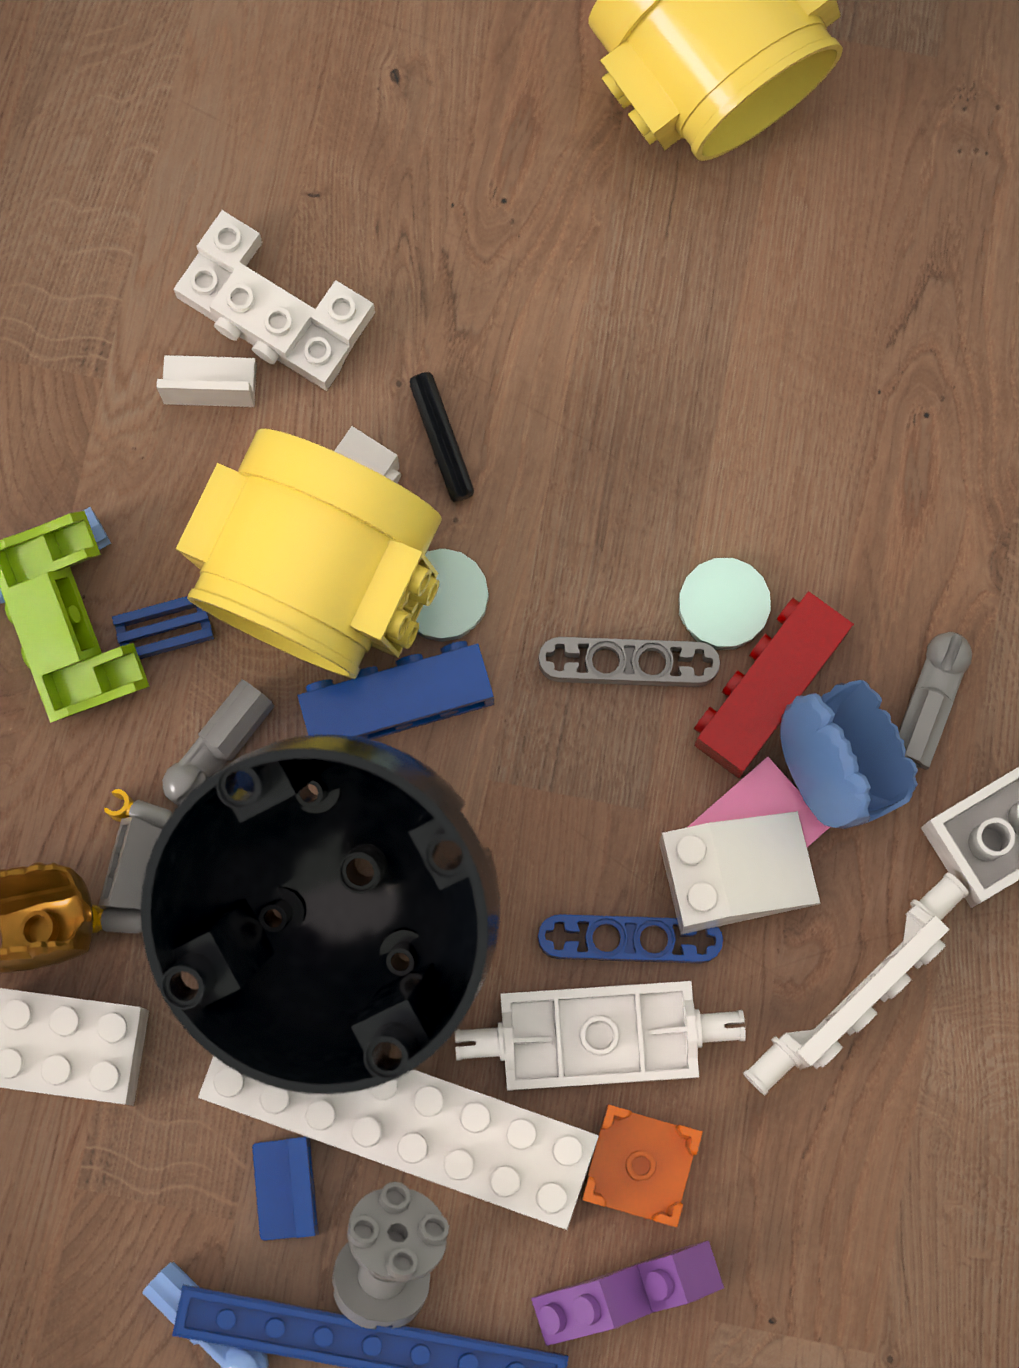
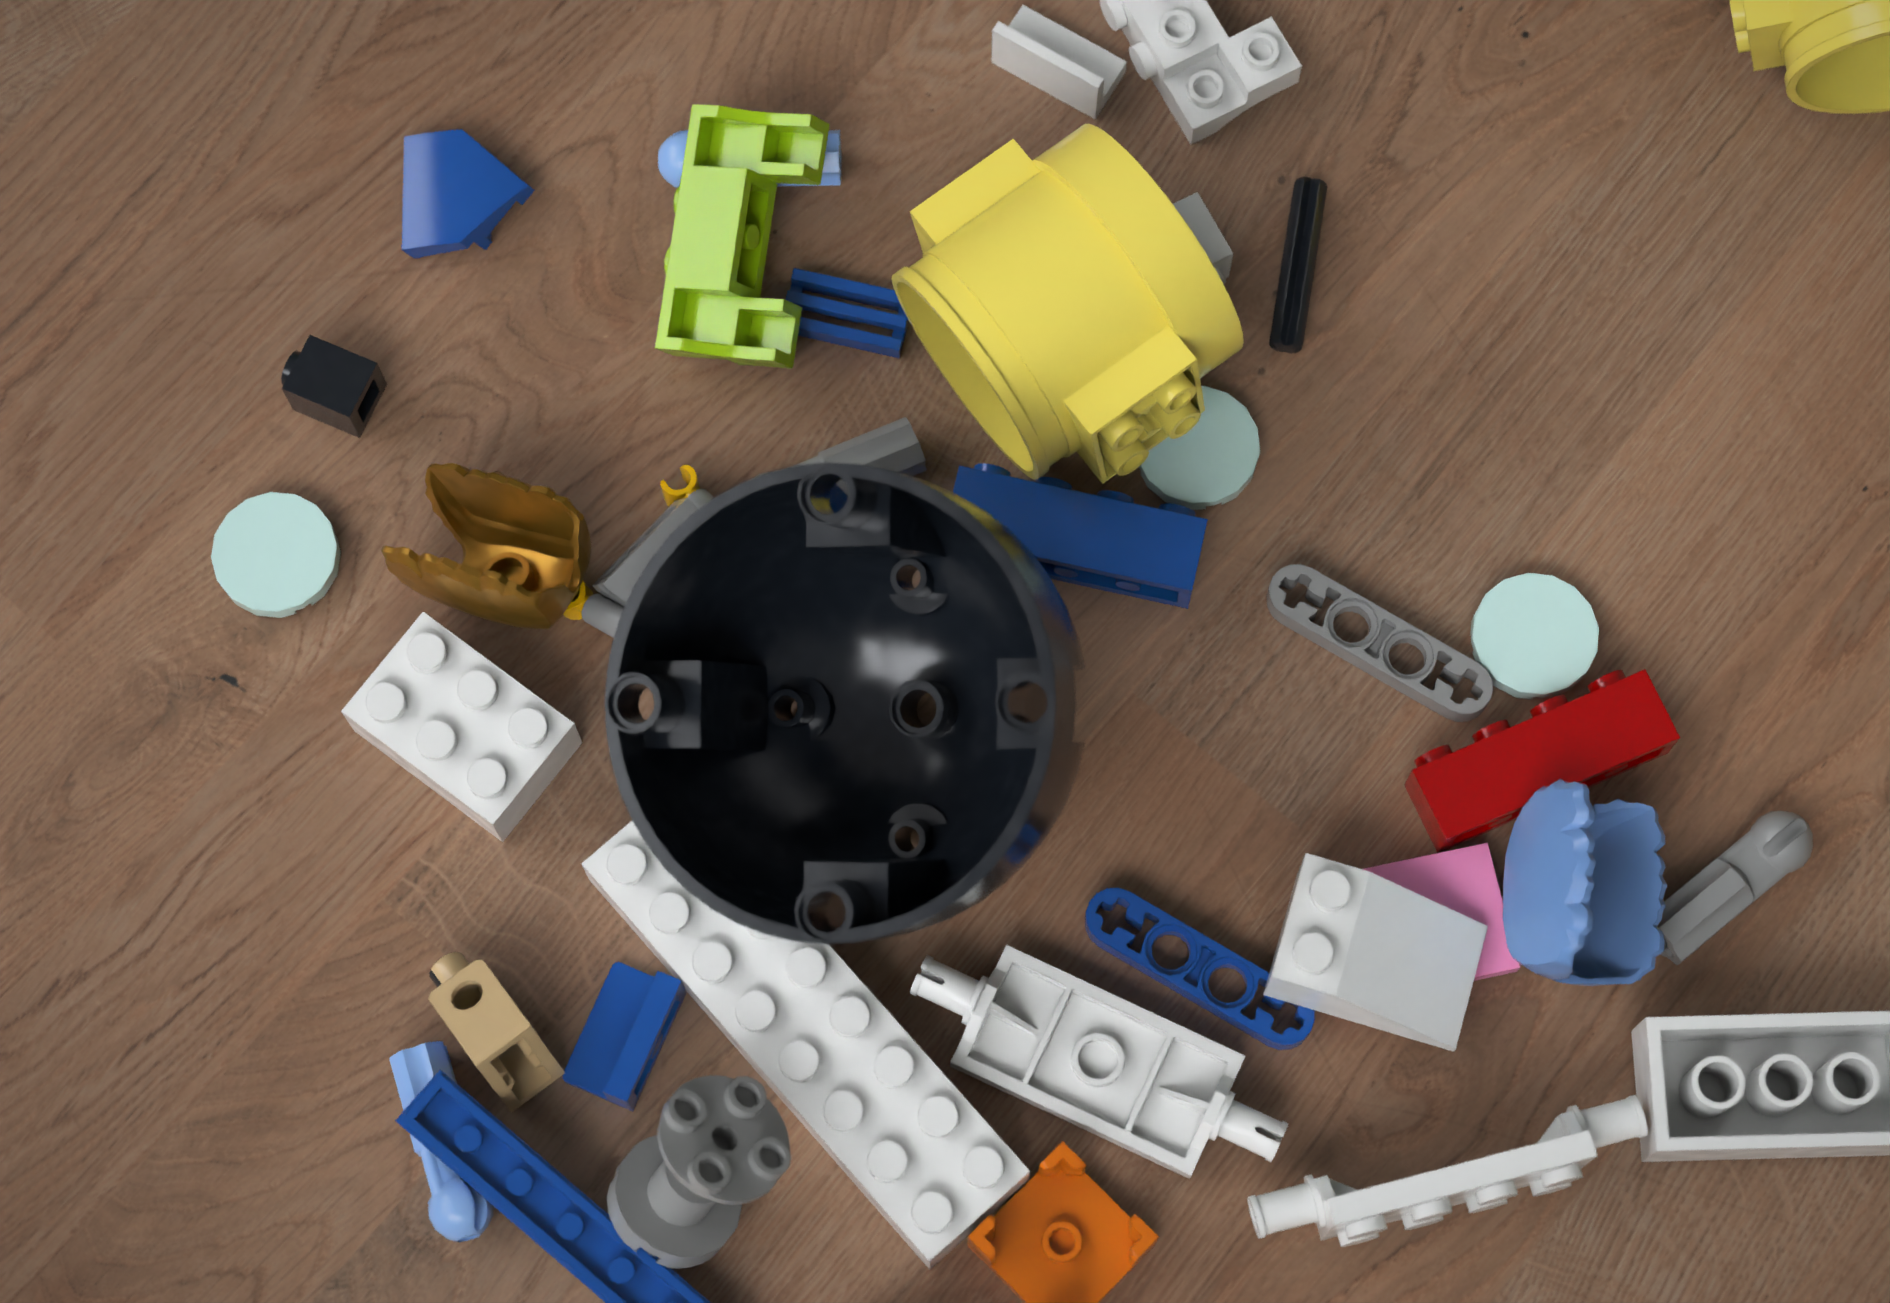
camera: 30 degrees right, 5 degrees down
(198, 1237) = (492, 1029): none -> tan torso

